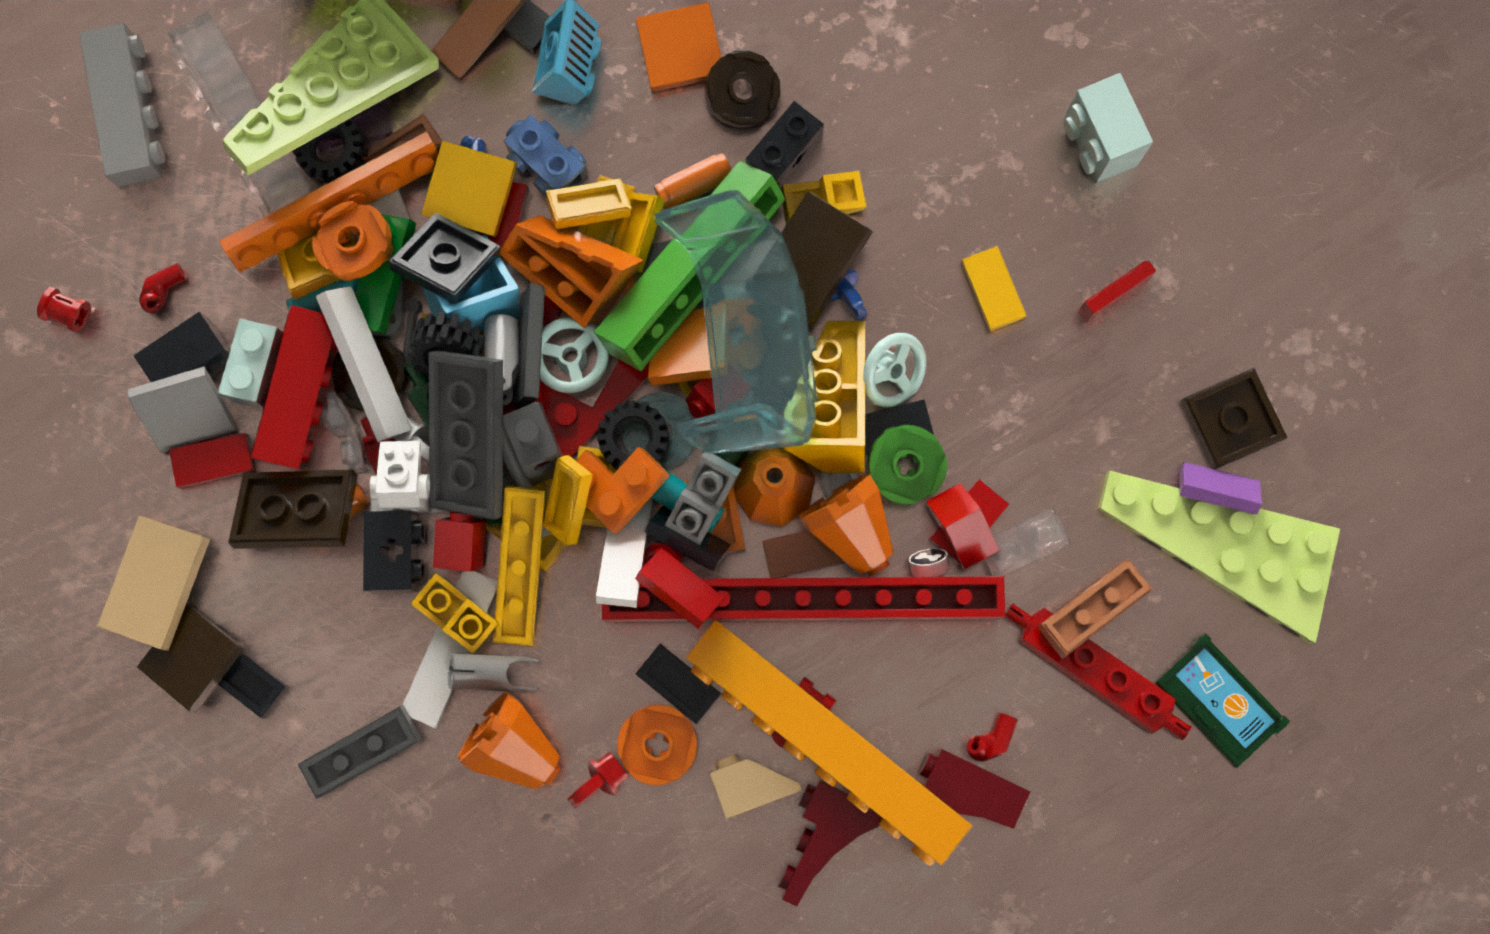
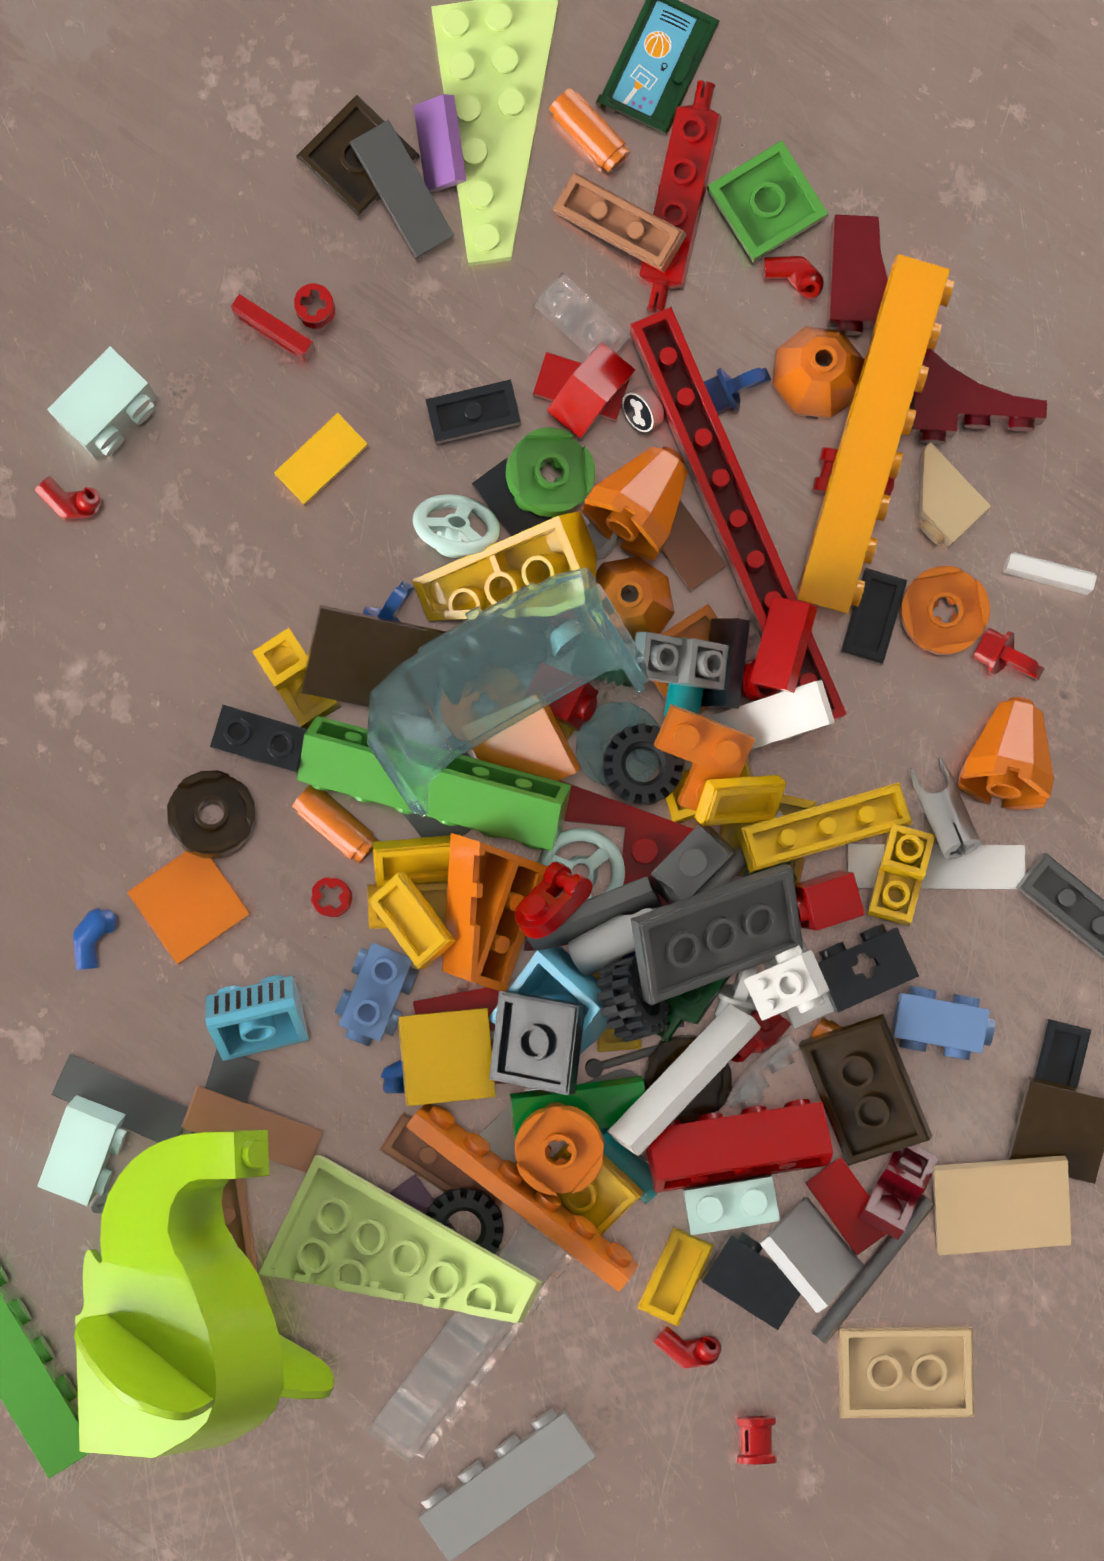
camera: 115 degrees left, 5 degrees up
(62, 452) = (906, 1372): none -> tan tile
(155, 462) = (870, 1274): none -> flat silver bar
(203, 502) = (898, 1190): none -> dark red slope
(219, 299) = (675, 1276): none -> yellow tile
(317, 596) = (954, 1025): none -> medium blue brick
(547, 300) = (541, 911): none -> red plate
(631, 142) = (318, 896): none -> red bush
(650, 847) = (1049, 573): none -> white tile
(882, 722) = (809, 387): none -> orange cone
(917, 638) = (725, 390): none -> blue piece
(983, 424) = (473, 411): none -> black plate
(1036, 78) = (69, 504): none -> red arm
(1064, 742) = (767, 201): none -> bright green plate
(1132, 334) = (306, 296): none -> red bush
(1183, 617) = (589, 130): none -> orange piece
(1194, 440) = (401, 188): none -> dark grey tile

